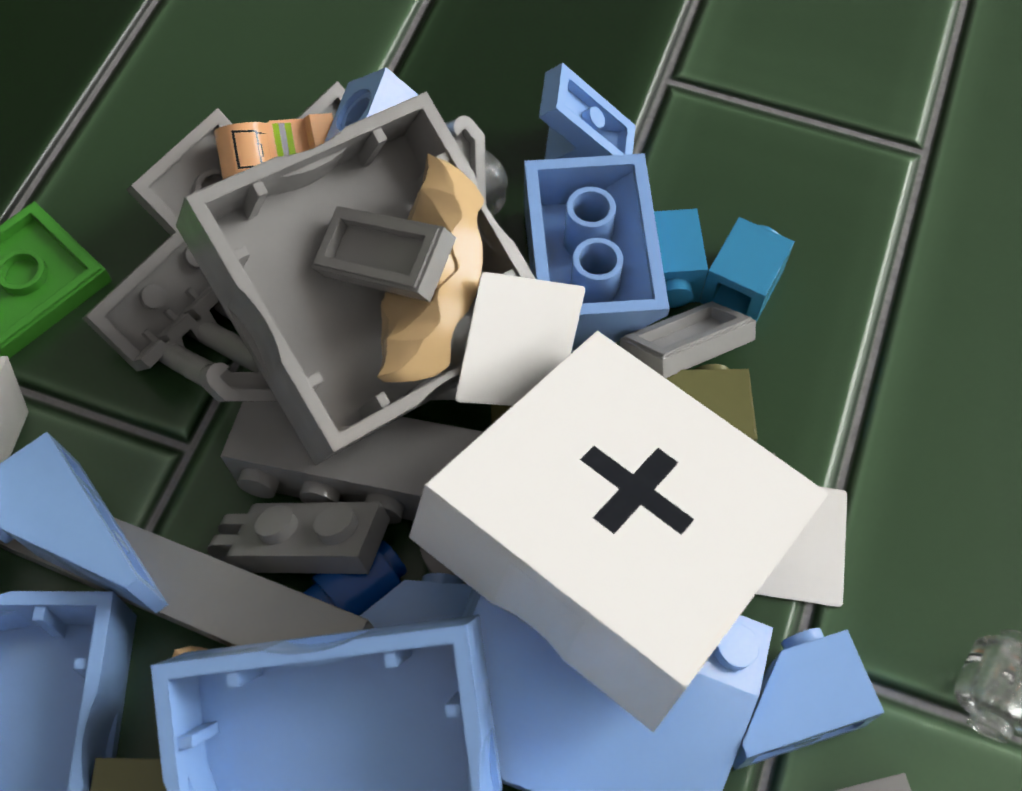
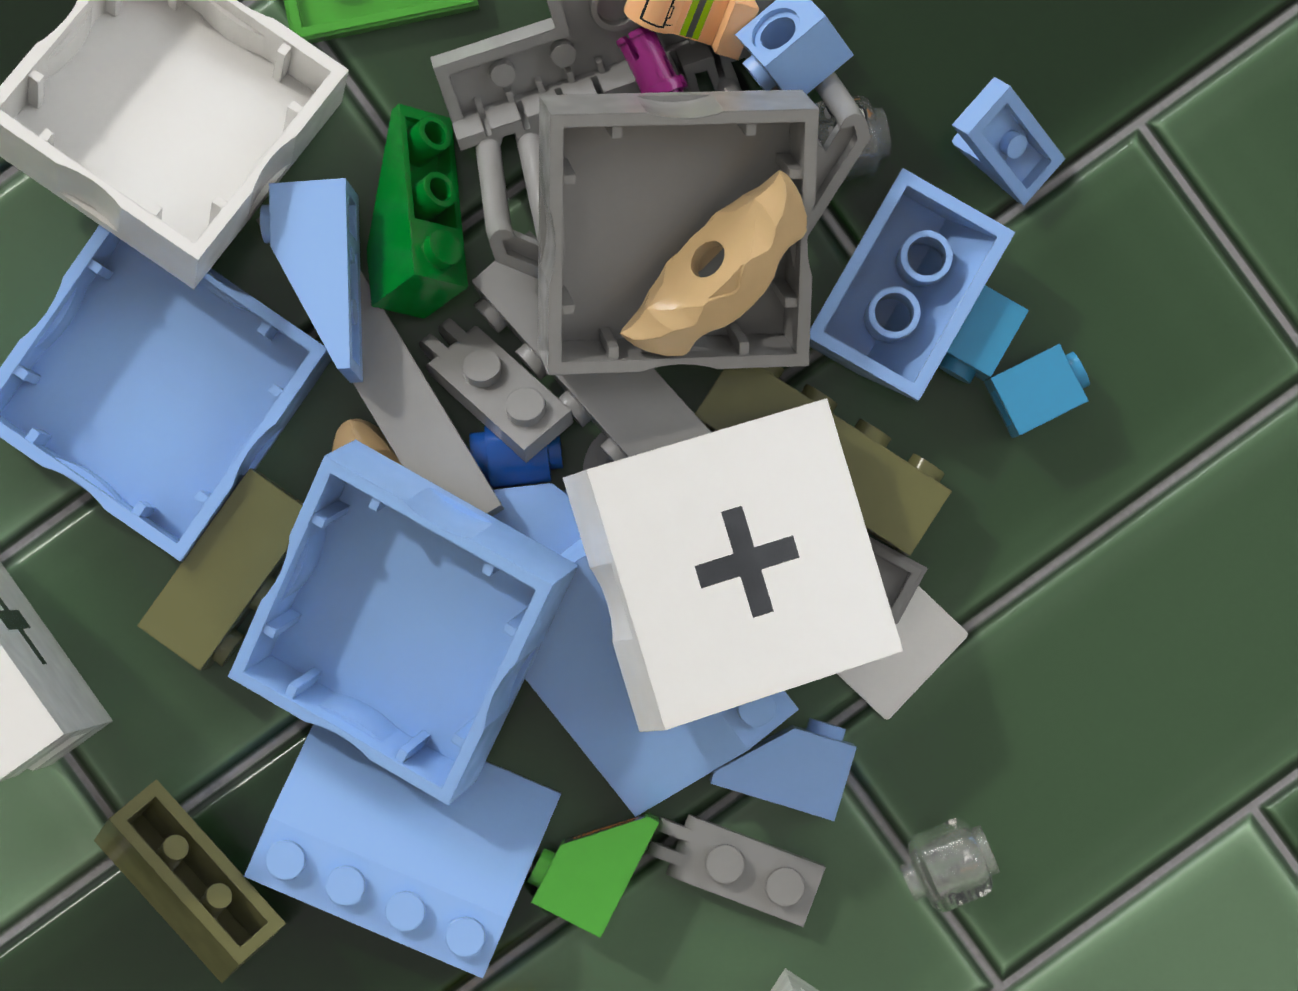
camera: 35 degrees right, 25 degrees up
(145, 450) = (416, 217): none -> green slope
(384, 252) = (689, 232): light grey tile -> none
(516, 336) = (760, 365): white sticker -> none
(690, 338) = (932, 427): light grey tile -> none

